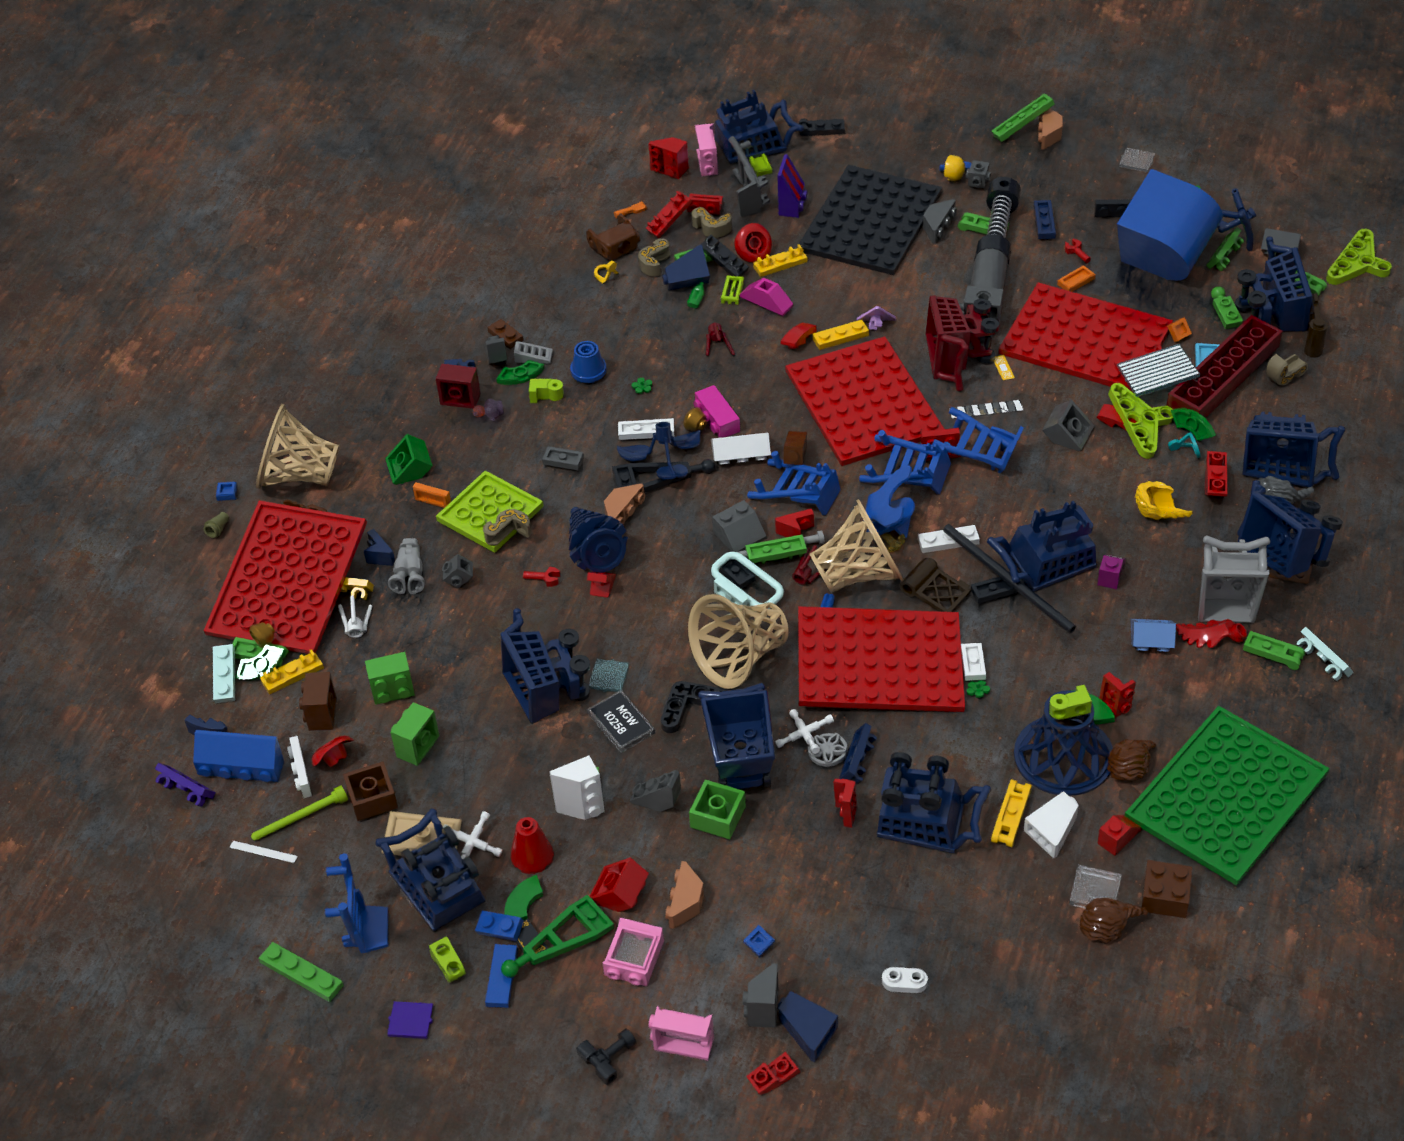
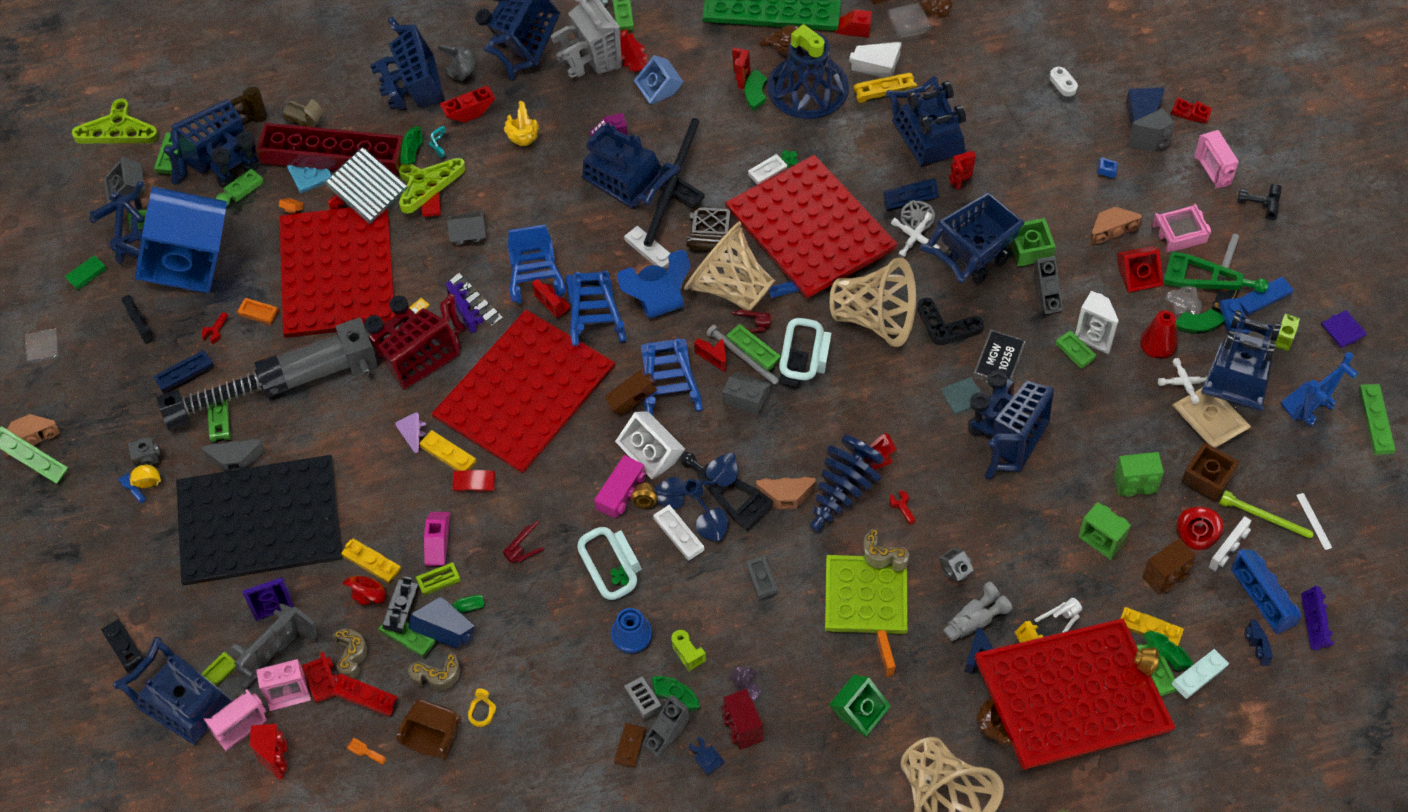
camera: 125 degrees left, 10 degrees up
(553, 899) = (1184, 301): none -> clear plate
(571, 978) = (1229, 253): none -> light grey bar
(658, 391) = (624, 554): none -> light aqua bar
(711, 171) = (283, 684): none -> bright pink window
(979, 390) = (463, 306): none -> dark purple plate

